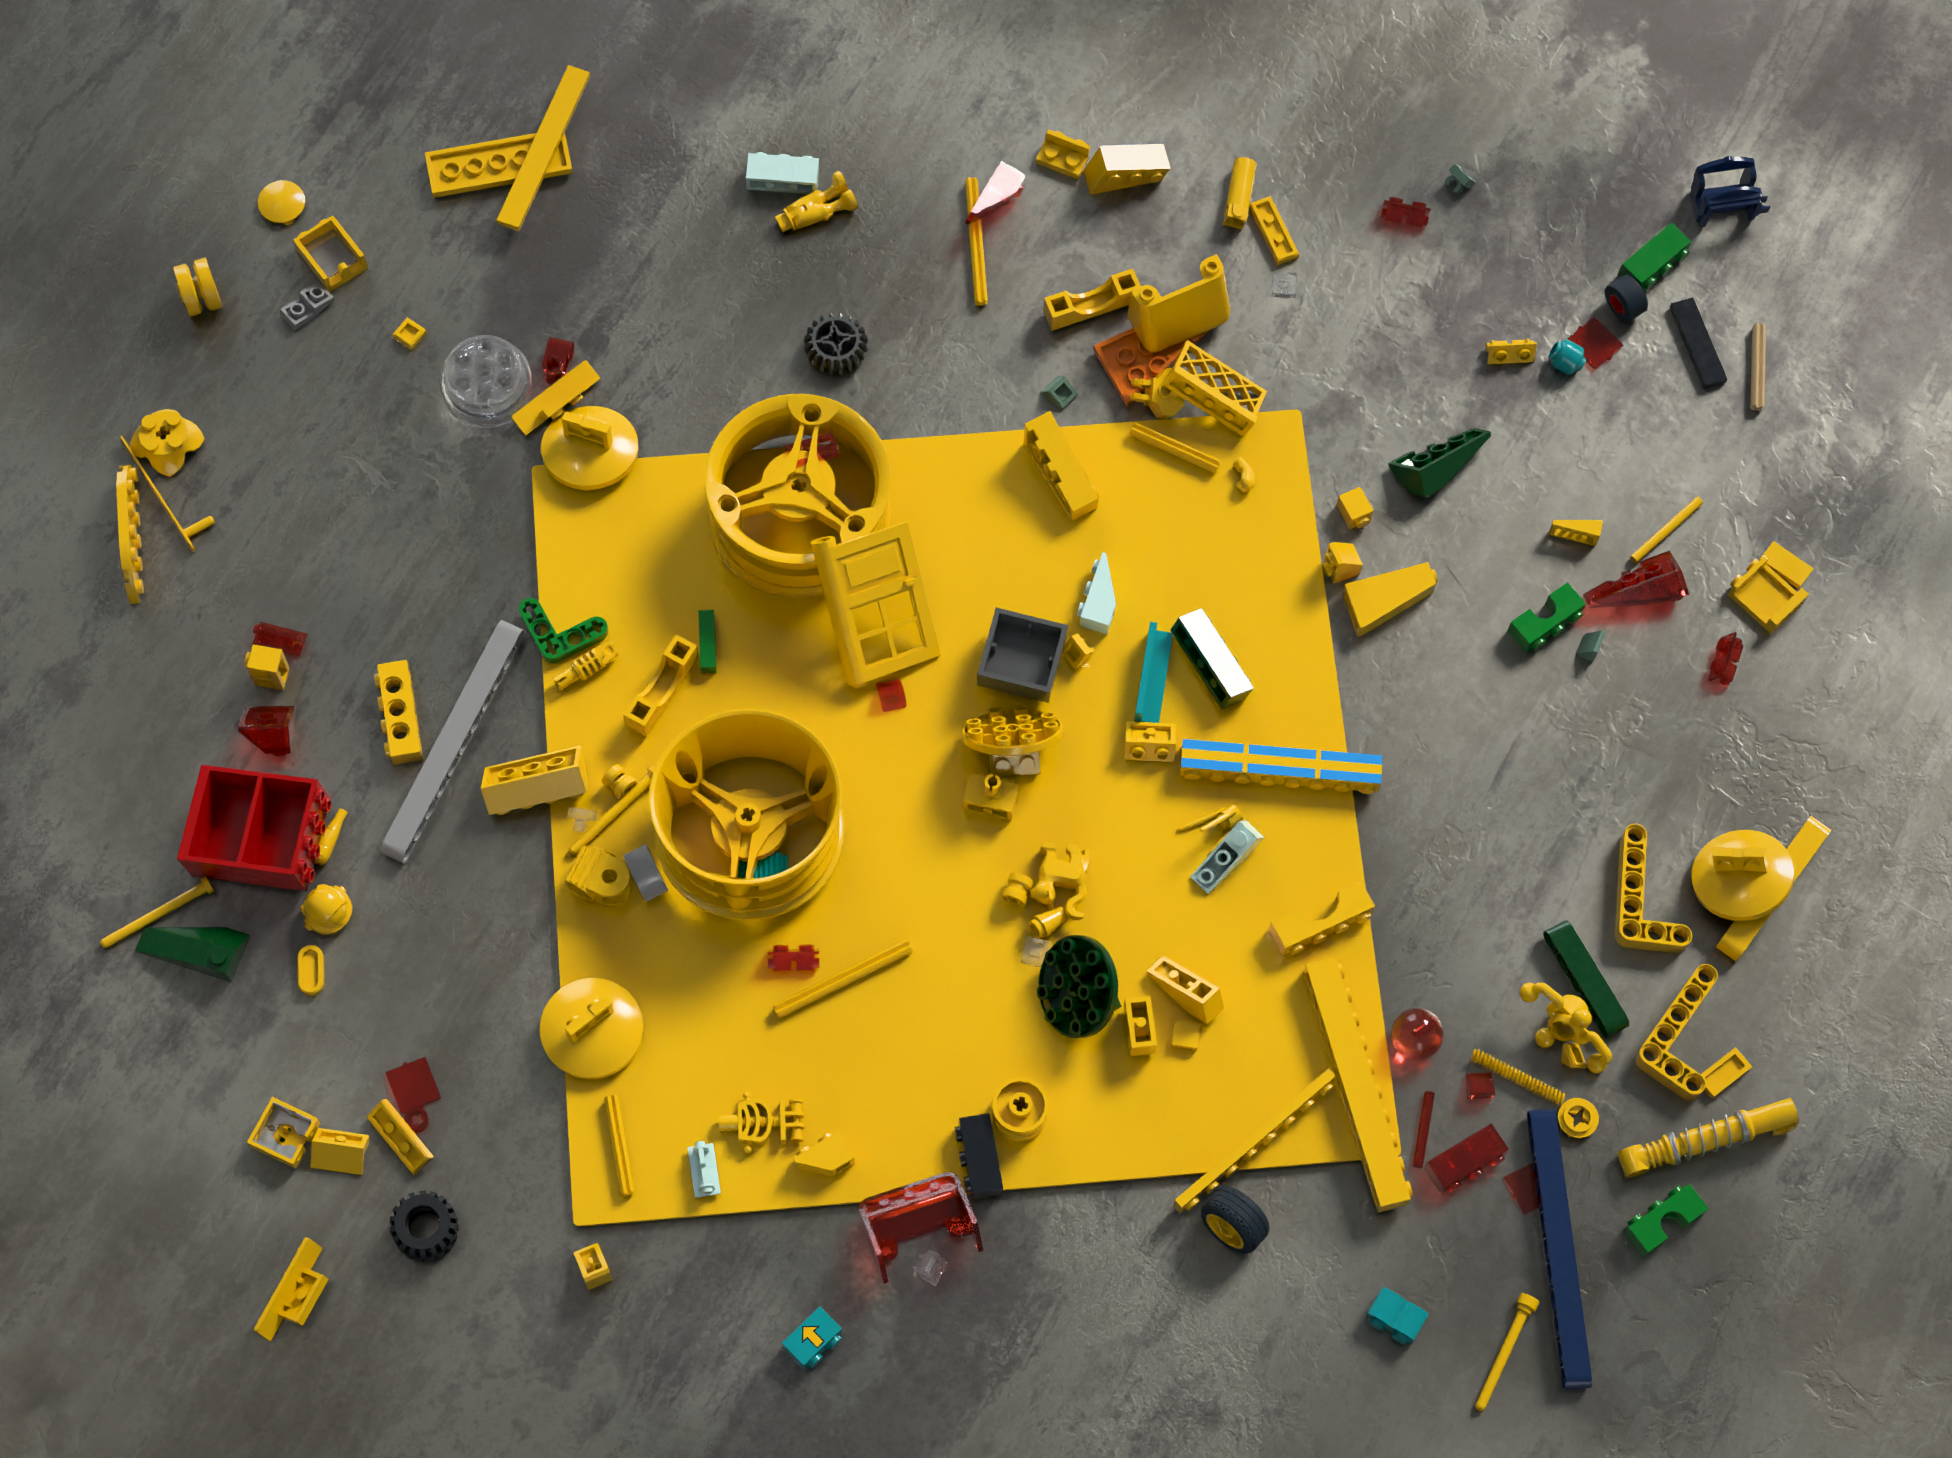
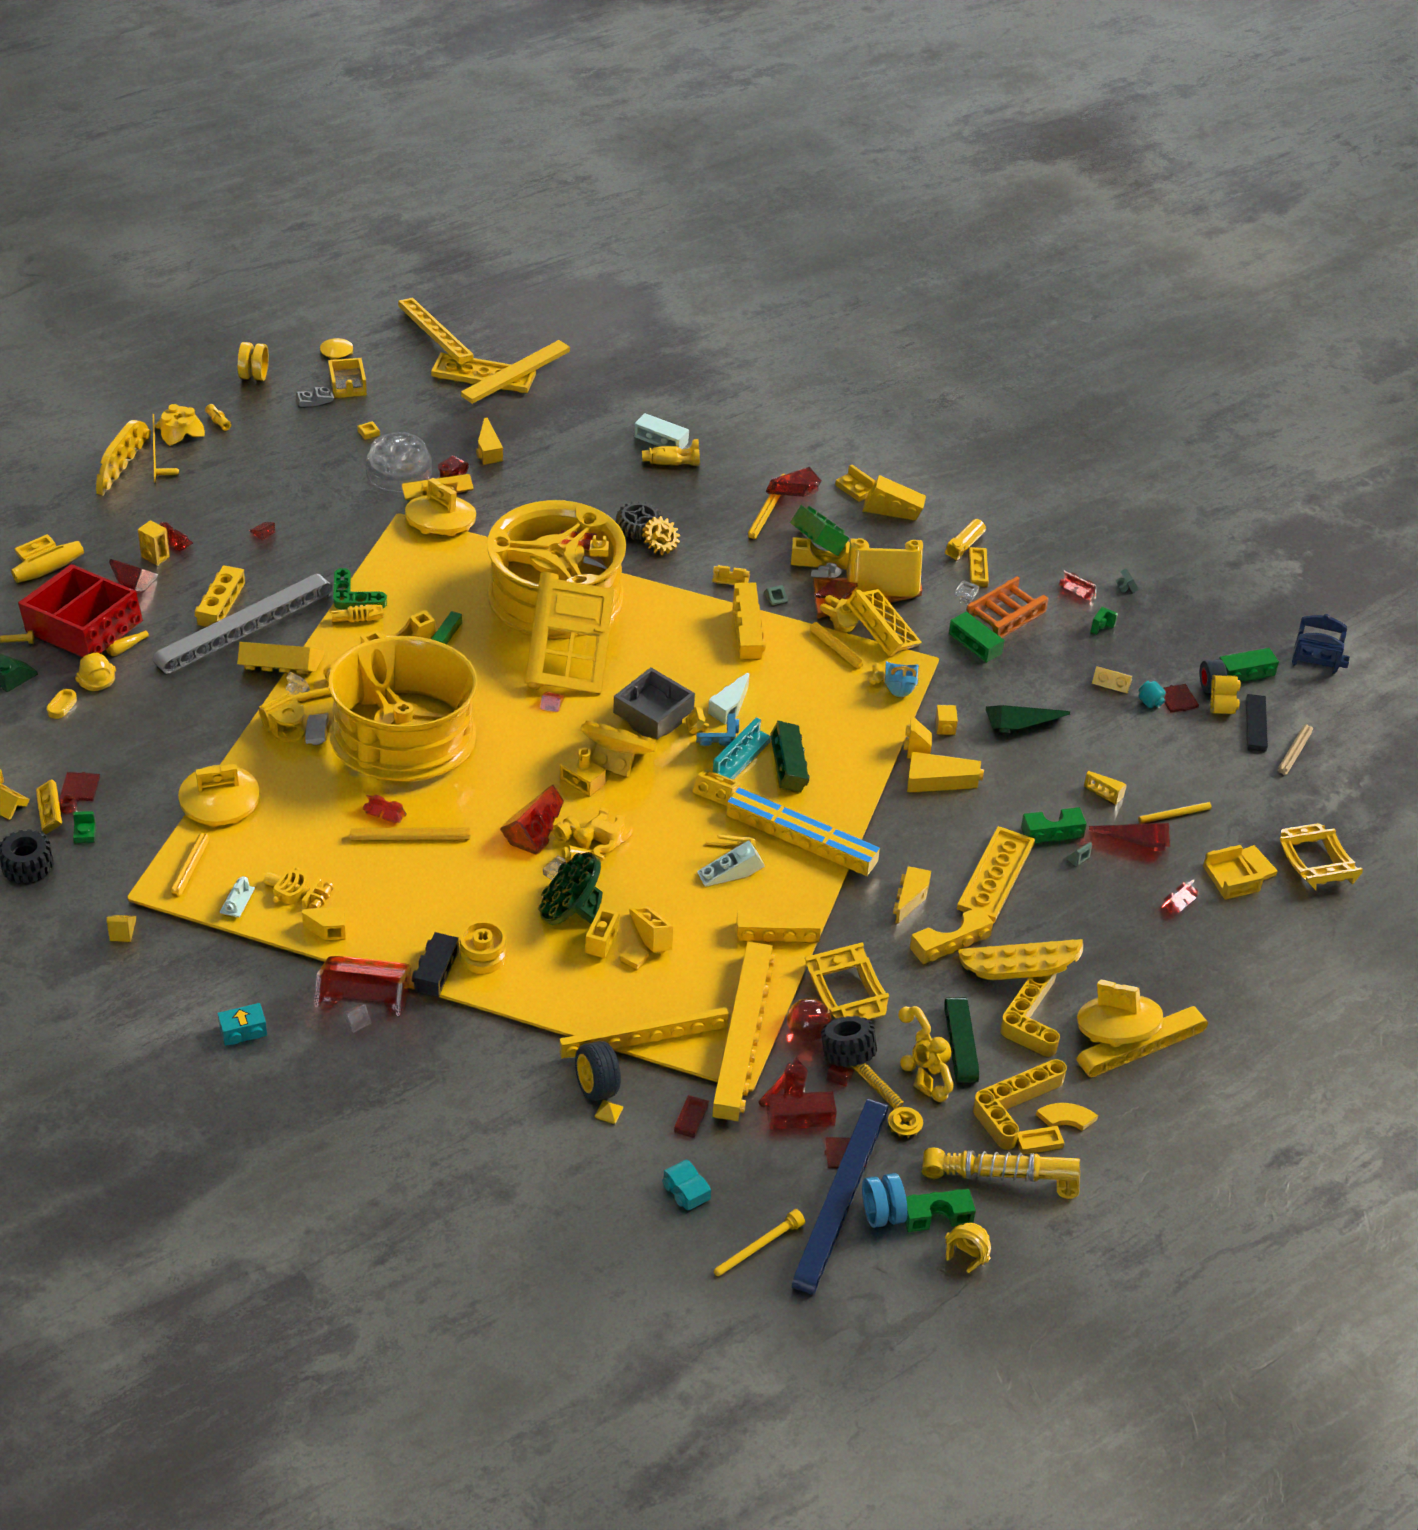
camera: 25 degrees right, 25 degrees down
(139, 749) = (43, 557): none -> yellow plate
(194, 395) = (218, 417): none -> yellow pin
(380, 571) = (264, 530): none -> clear red slope
(396, 115) = (436, 330): none -> yellow plate
(460, 1147) = (84, 827): none -> green bracket
(582, 298) = (489, 446): none -> yellow slope
(853, 462) = (599, 548): none -> yellow tile
(875, 359) = (661, 535): none -> yellow gear
(972, 902) = (534, 822): none -> clear red wedge
(993, 387) = (724, 576): none -> yellow hinge
(1067, 269) = (818, 530): none -> green wedge
(1106, 330) = (827, 571): none -> light grey slope
(1126, 667) = (723, 738): none -> dark azure bracket
(1135, 360) = (837, 589): none -> clear red piece
(1265, 1257) = (609, 1112): none -> yellow slope
(1280, 472) = (901, 678): none -> dark azure helmet
(1327, 354) = (976, 636): none -> green brick
(1353, 1219) = (691, 1116): none -> clear red tile
(1355, 307) = (1010, 621): none -> orange fence
(1409, 937) = (844, 959): none -> yellow wedge
(1438, 784) = (913, 893): none -> yellow slope
(1445, 1127) = (795, 1078): none -> clear red hinge
(1458, 258) = (1103, 618): none -> green bracket
(1470, 1029) = (849, 1041): none -> black tyre
(1492, 859) = (930, 944): none -> yellow arch
(1515, 720) = (996, 872): none -> yellow plate
(1603, 841) = (1021, 959): none -> yellow plate
(1612, 1242) = (884, 1200): none -> dark azure wheel
(1652, 324) = (1224, 694): none -> yellow brick
(1721, 1244) = (972, 1240): none -> yellow helmet
(1736, 1025) = (1067, 1114): none -> yellow tile
(1870, 554) = (1343, 865): none -> yellow wedge

